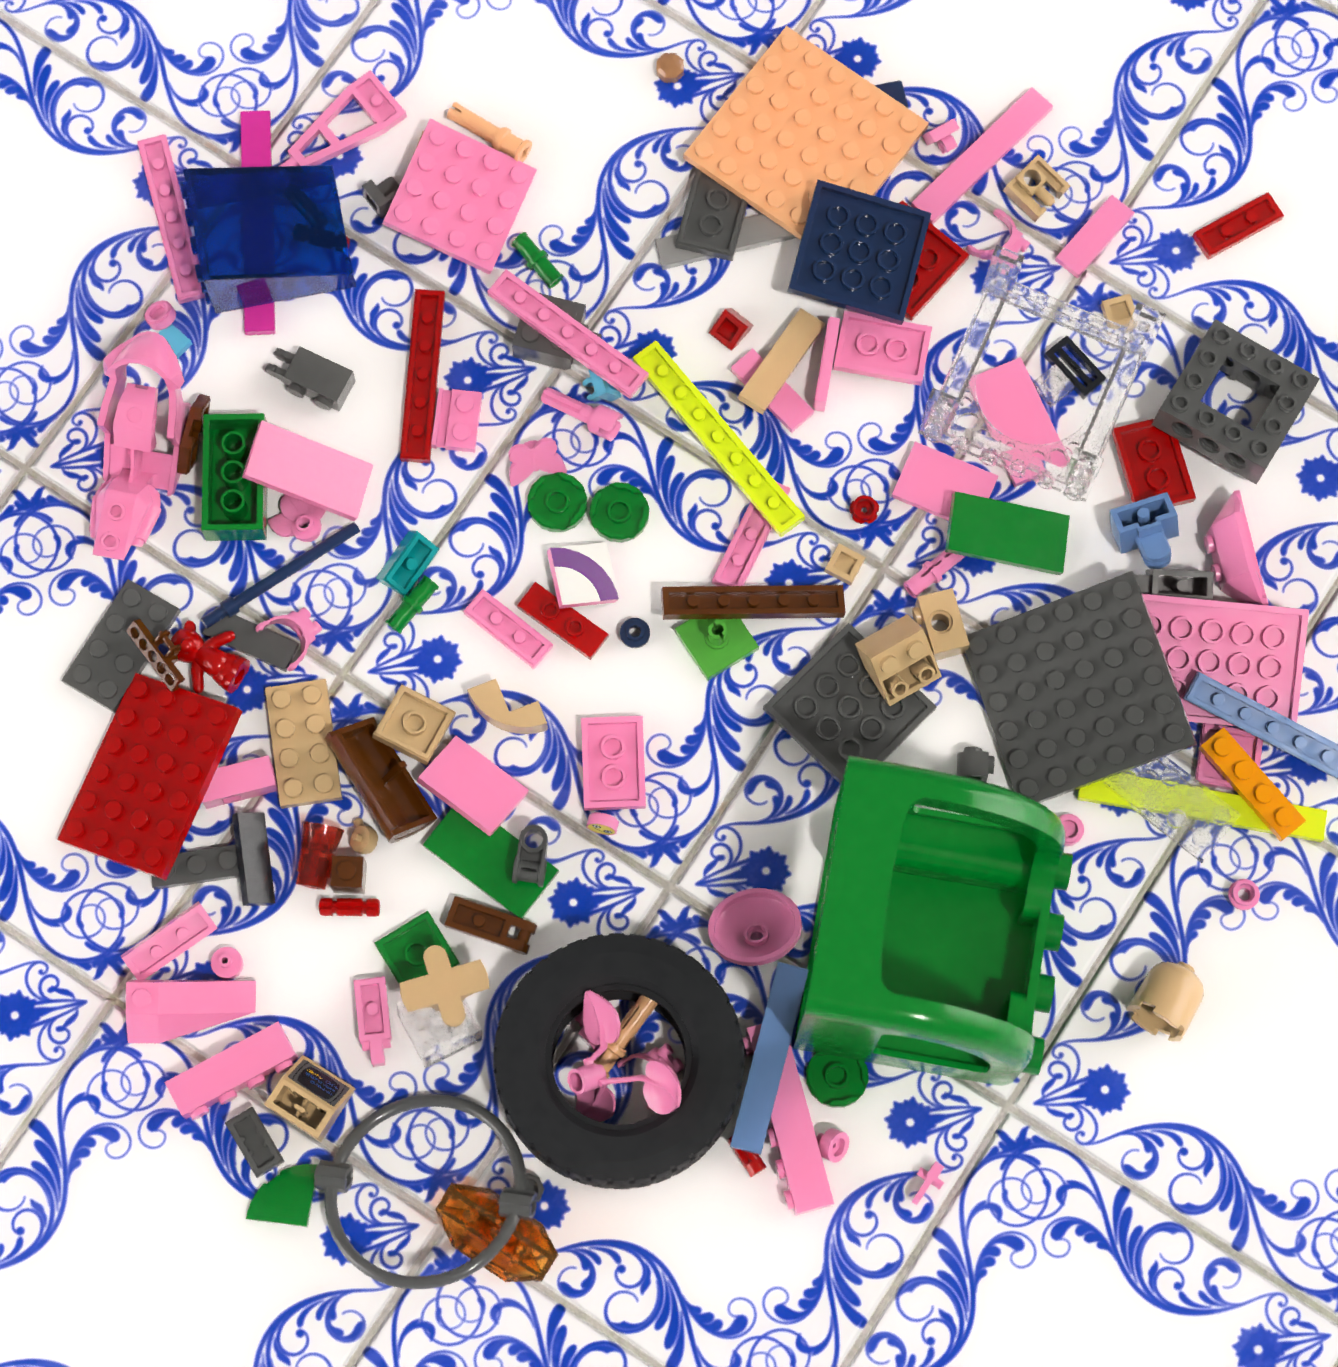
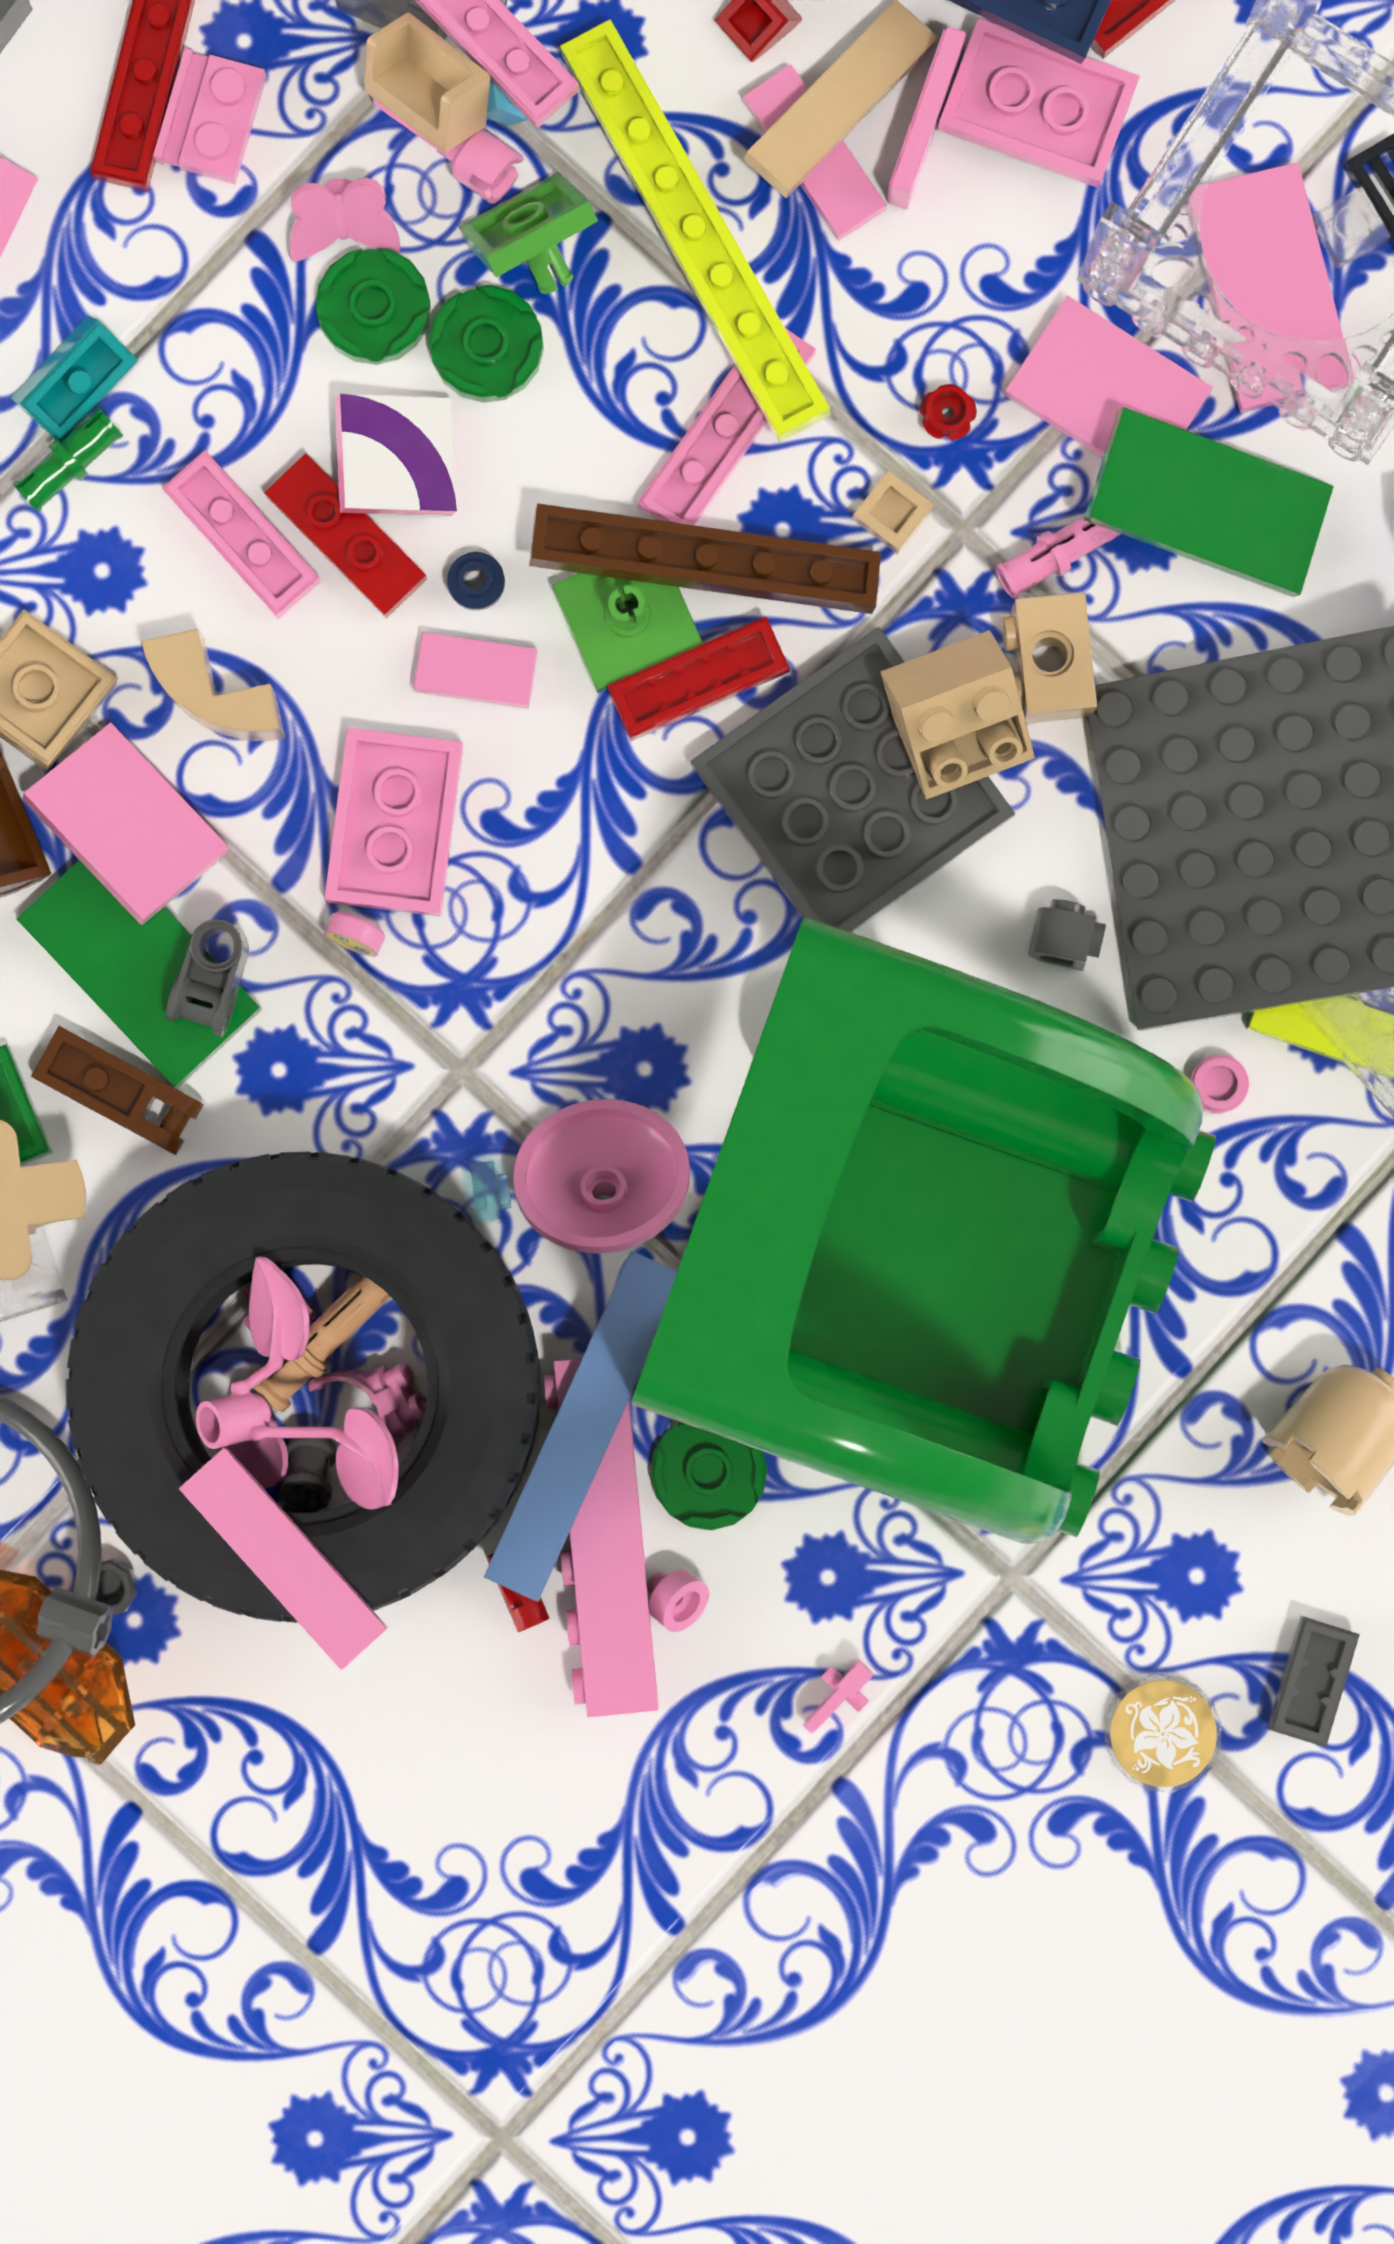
camera: 10 degrees right, 10 degrees up
(569, 385) = (426, 82): none -> tan panel
(626, 1106) = (308, 1473): none -> dark grey bush
(626, 1146) = (283, 1558): none -> bright pink tile
(633, 450) = (530, 229): none -> bright green tile
(642, 678) = (475, 670): none -> bright pink tile
(696, 945) = (490, 1192): none -> clear light blue plate
(759, 664) = (698, 678): none -> red plate
(1102, 1174) = (1162, 1733): none -> tile
(1177, 1133) = (1313, 1681): none -> dark grey plate

